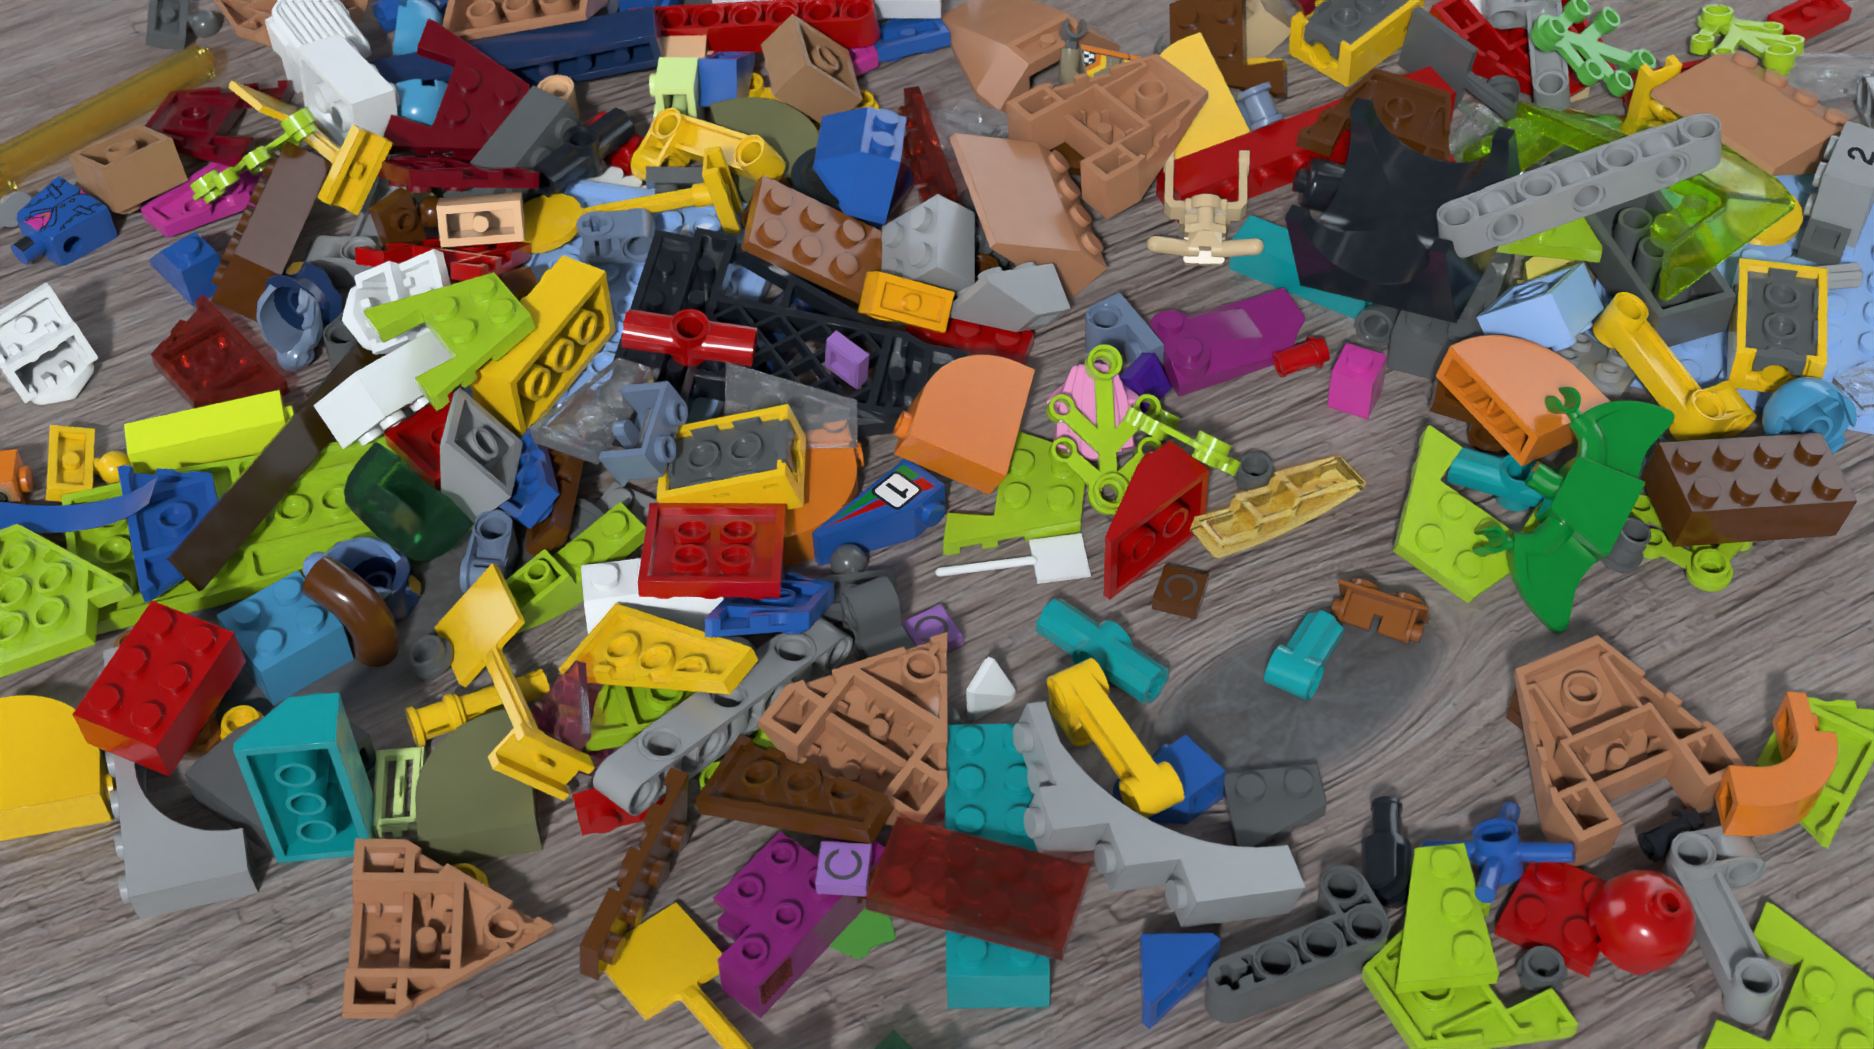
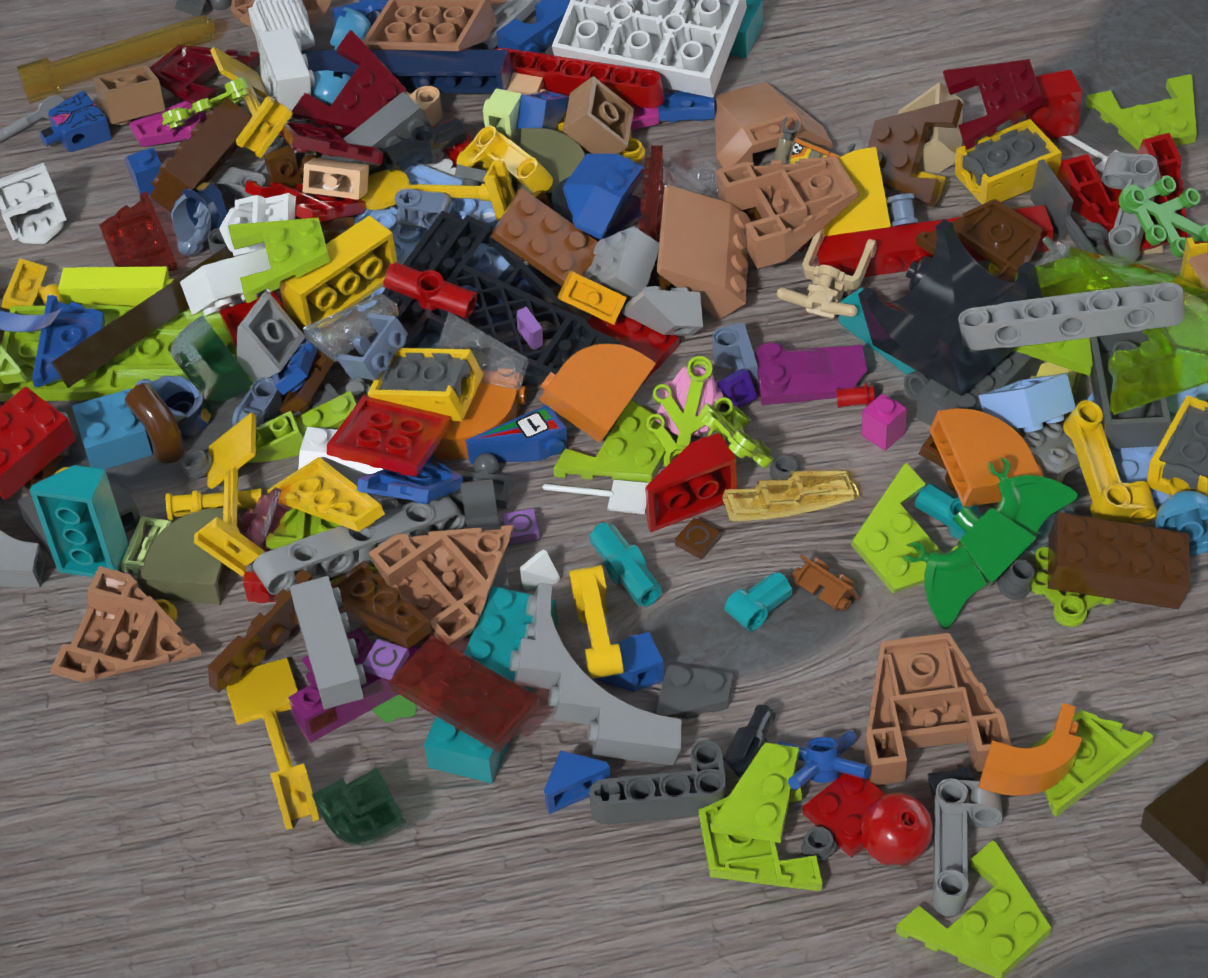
camera: 20 degrees right, 0 degrees up
(752, 865) = (327, 643): none -> light grey brick

